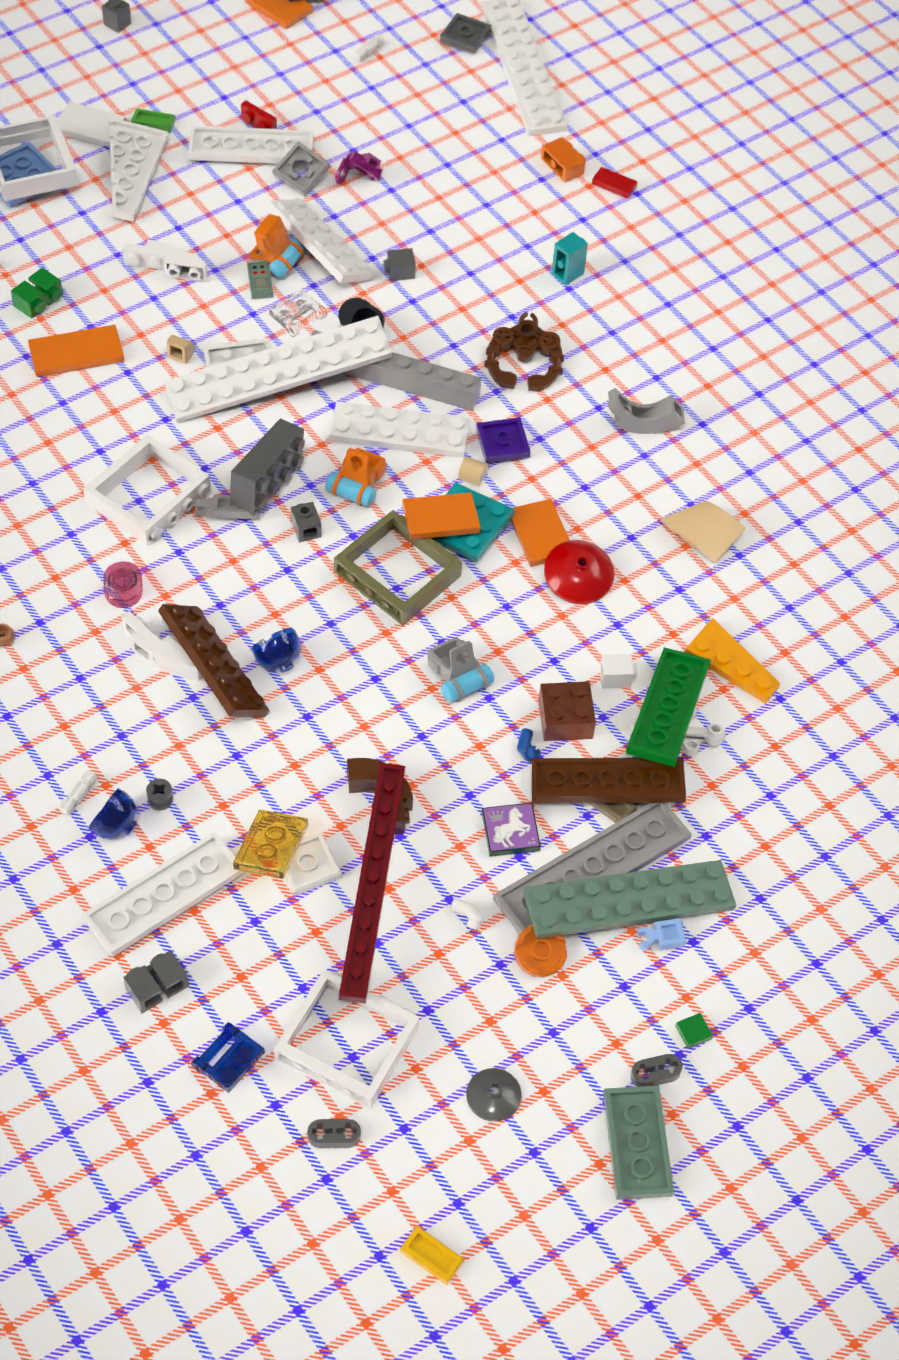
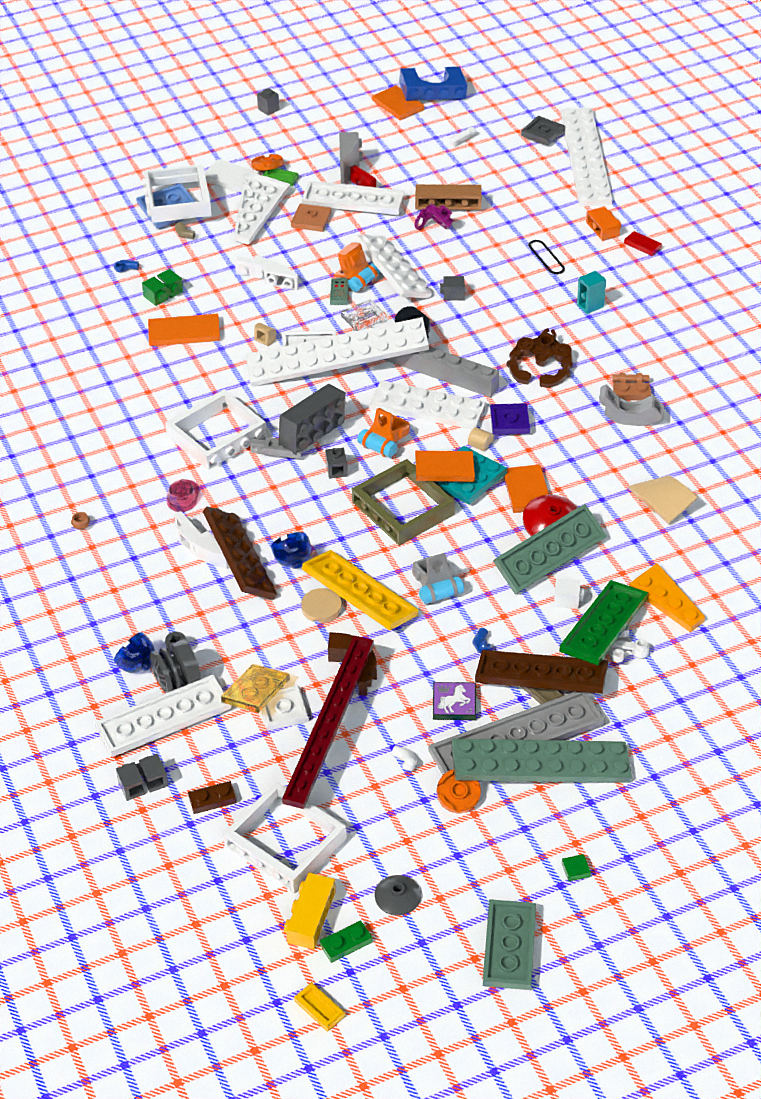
camera: 15 degrees right, 10 degrees down
(45, 210) = (182, 231): none -> dark tan arm
(78, 792) = (112, 637): white axle -> none
(133, 103) = (267, 163): none -> orange tile
(171, 826) = (170, 668): none -> dark grey wheel
(203, 176) = (311, 217): none -> nougat plate
(234, 1062) = (190, 843): clear blue plate -> none
(235, 85) = (349, 153): none -> light grey slope
(246, 996) = (212, 797): none -> reddish brown plate
(301, 156) = (386, 207): light grey piece -> none
(326, 718) = (321, 605): none -> tan tile
(330, 1128) = (259, 905): dark grey beam -> none
(370, 136) = (450, 195): none -> medium nougat brick
(370, 694) = (360, 589): none -> yellow plate
(396, 1132) = (310, 910): none -> yellow brick
(445, 1165) = (345, 941): none -> green plate
(509, 206) = (563, 268): none -> black piece
(566, 711) = (518, 618): copper brick -> none
(585, 614) = (549, 548): none -> sand green plate
(638, 387) = (631, 391): none -> nougat plate
(655, 1066) = (537, 892): dark grey beam -> none
(665, 933) = (567, 792): light blue plate -> none

